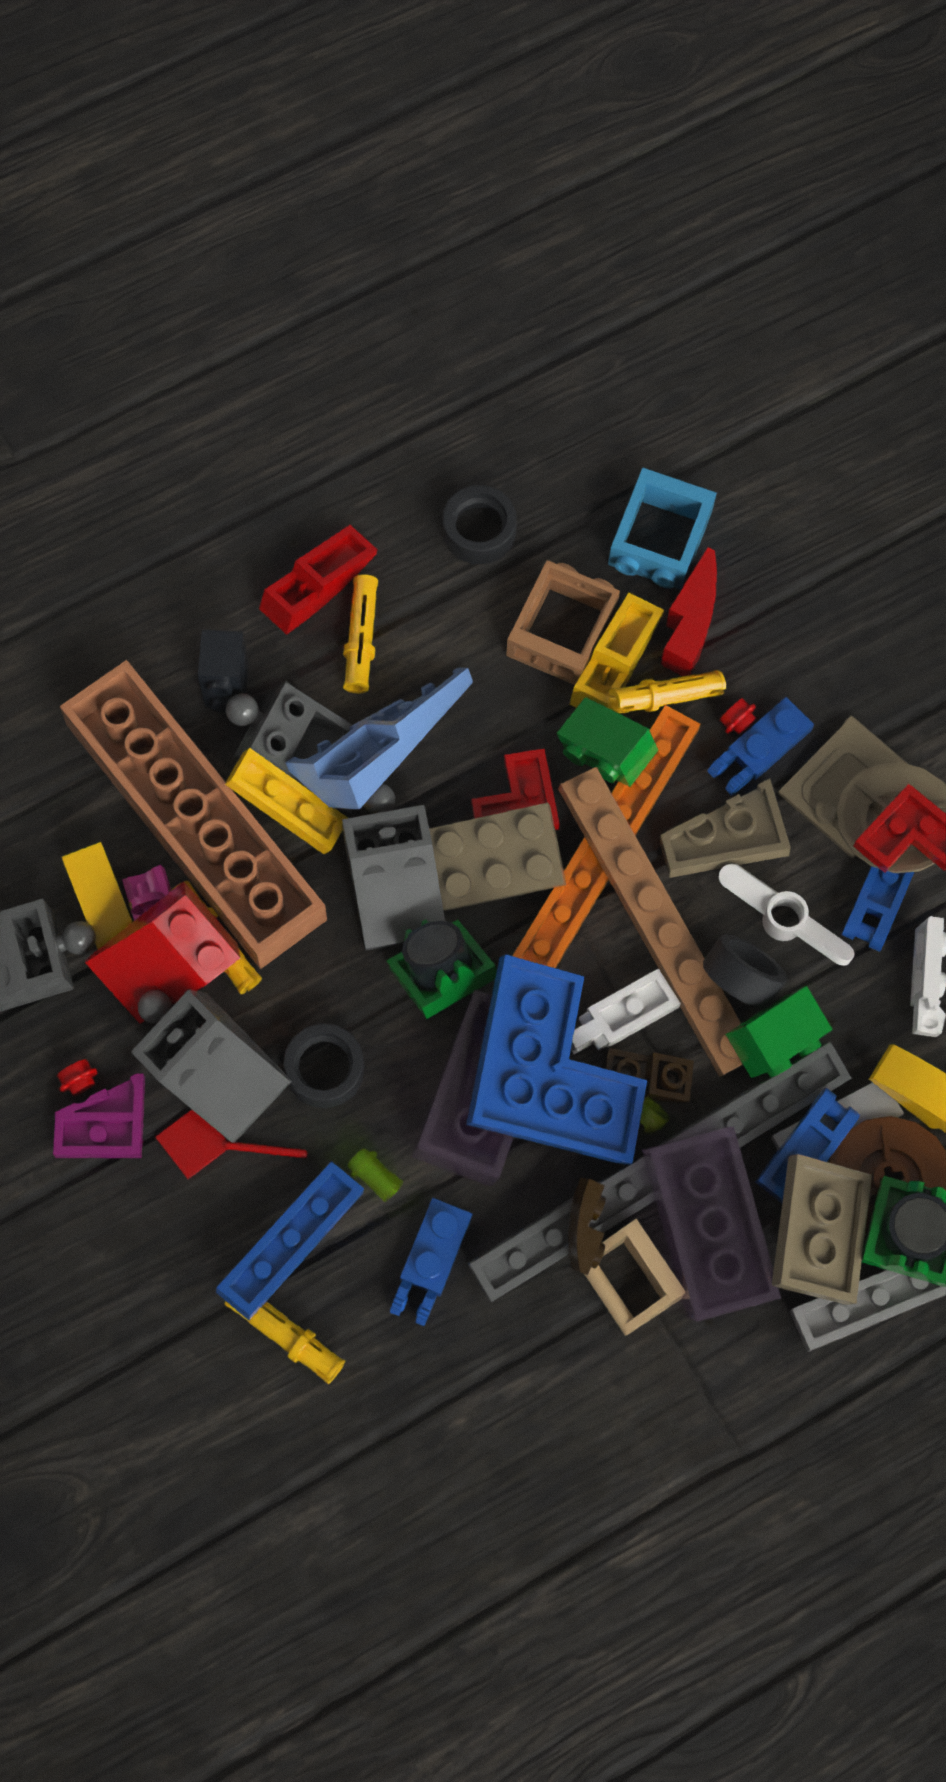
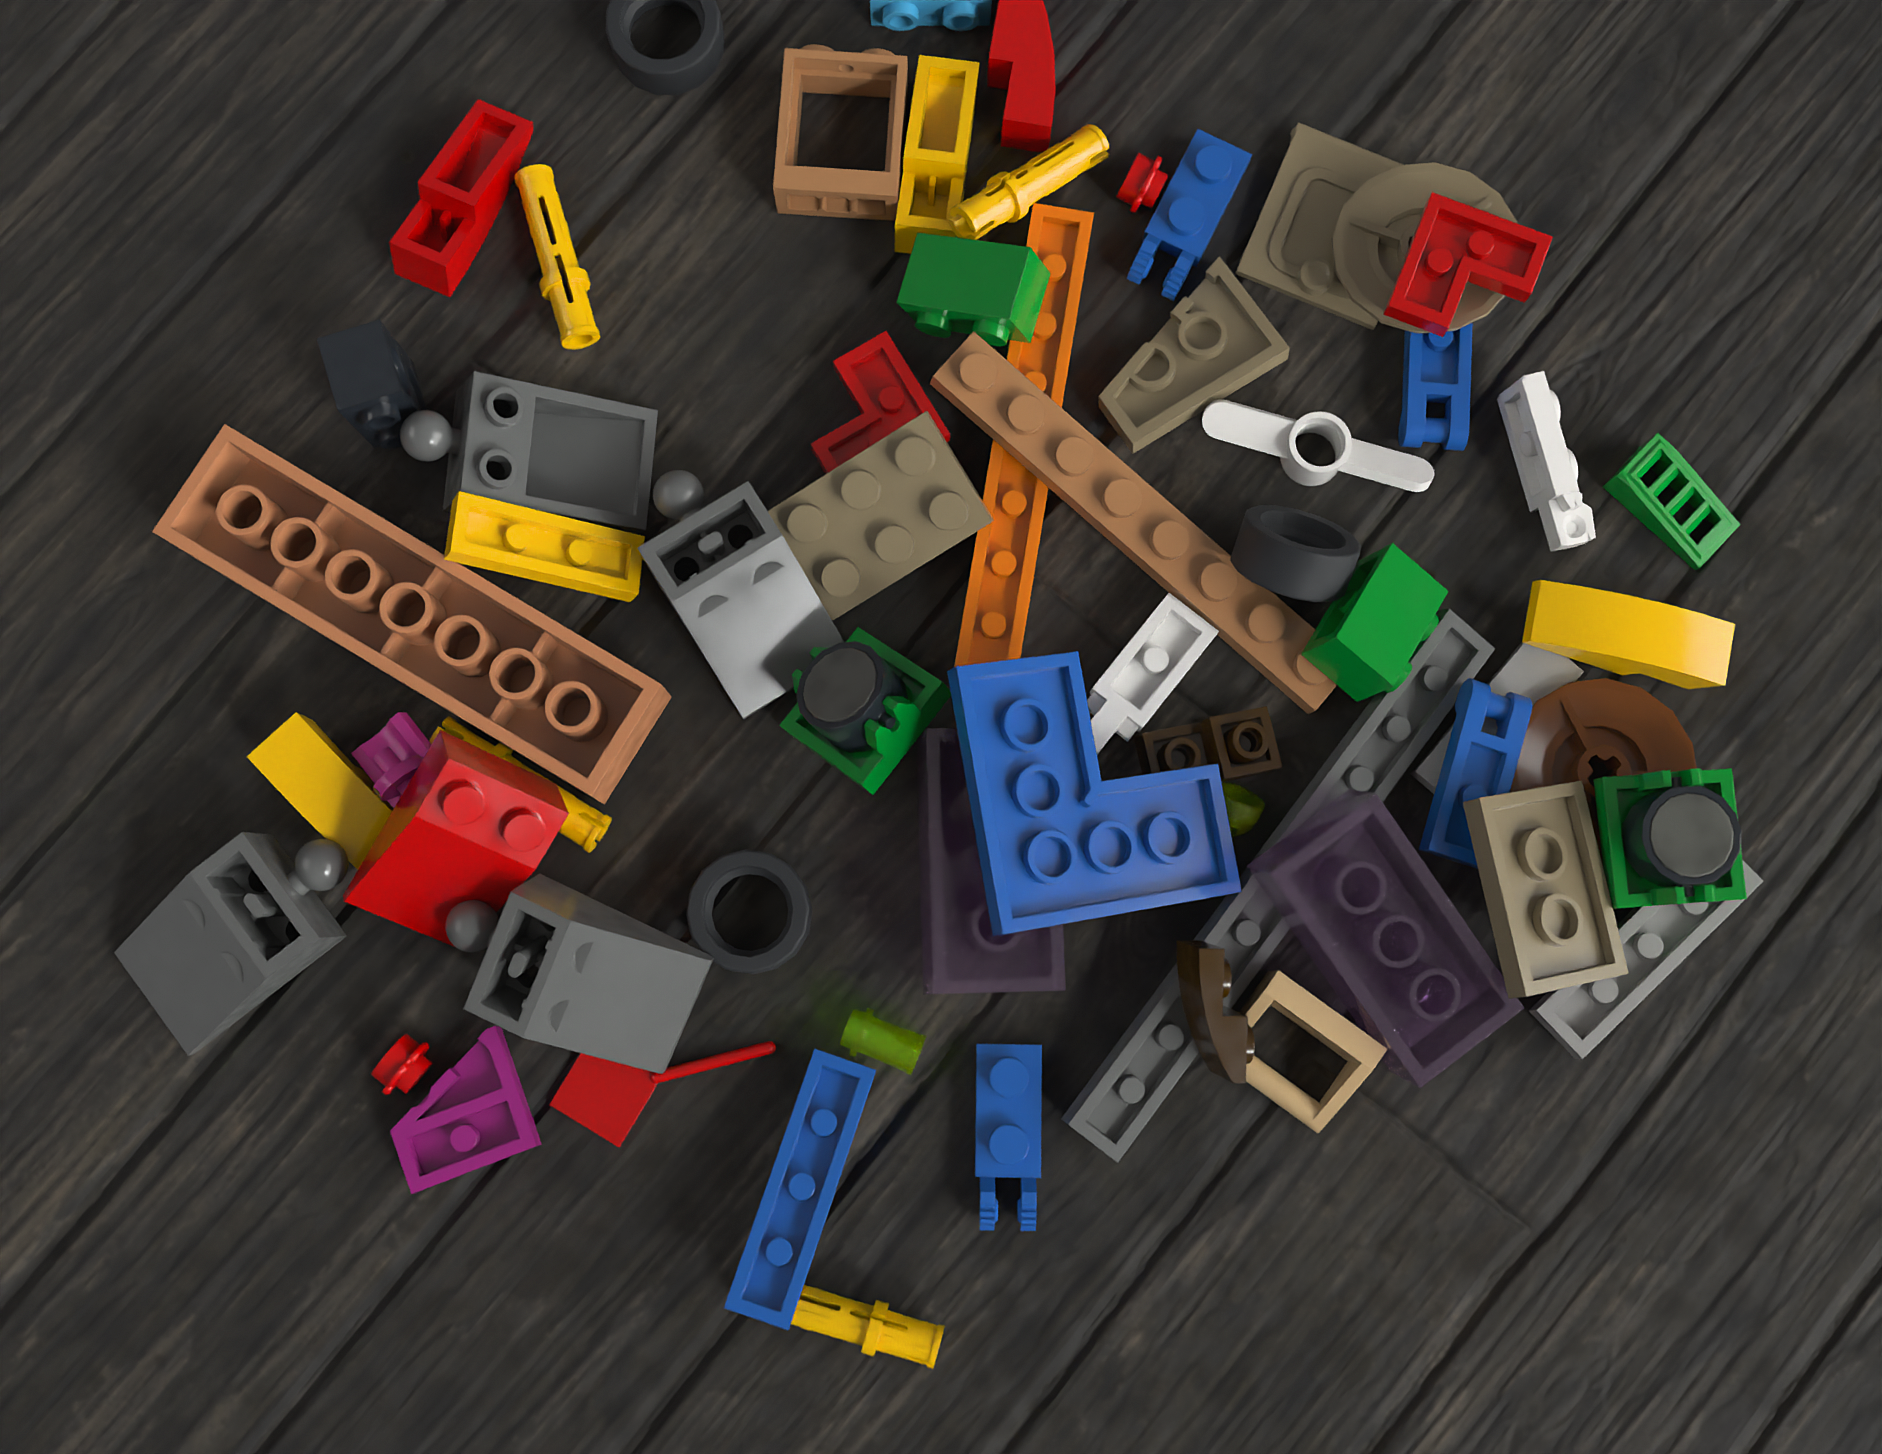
camera: 20 degrees left, 10 degrees up
(366, 756) = (633, 442): medium blue wedge -> none

